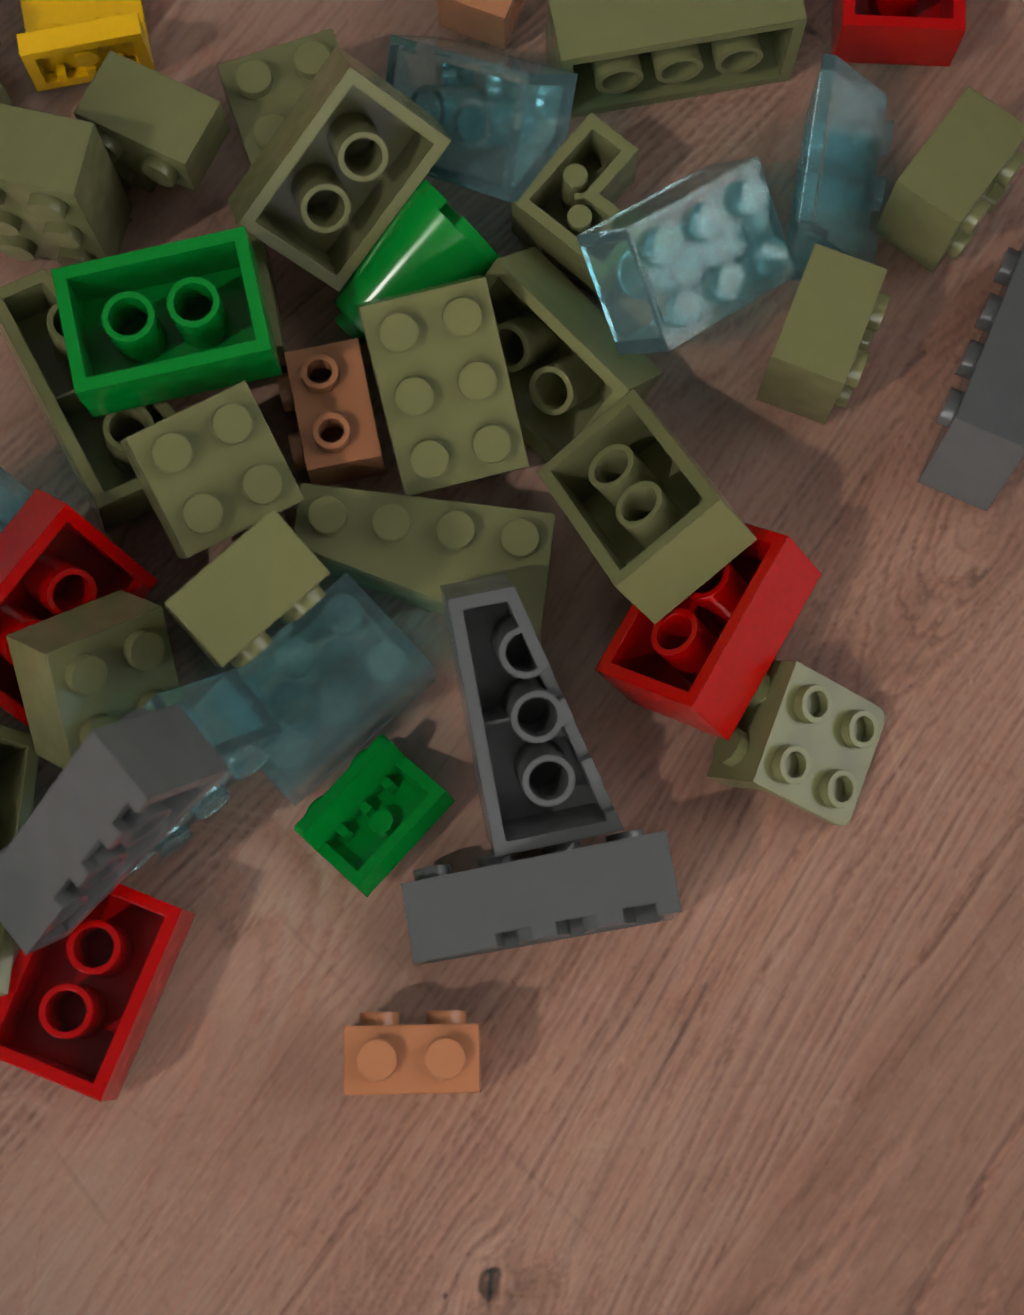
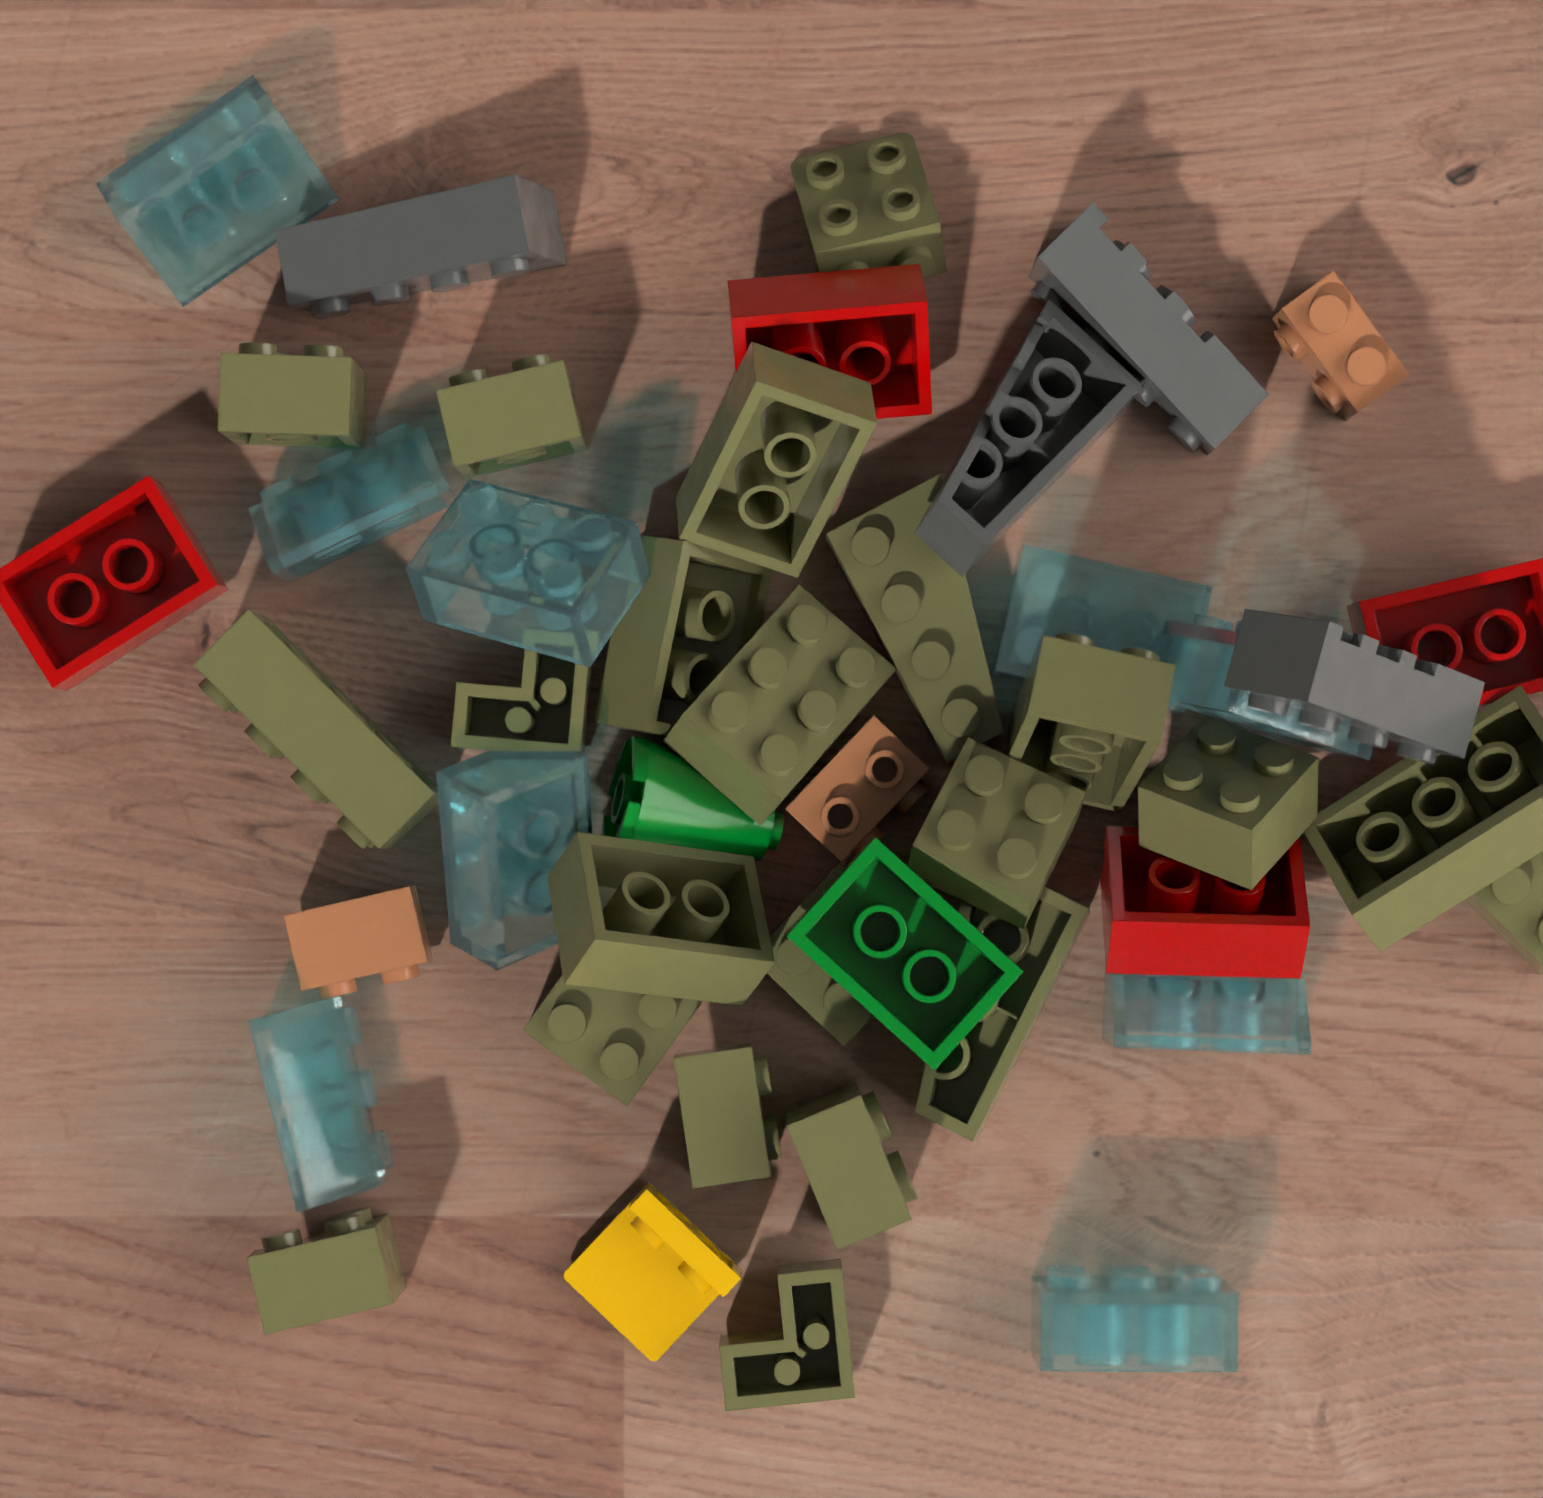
camera: 125 degrees left, 10 degrees up
(373, 814) = (1170, 514): green bracket -> none

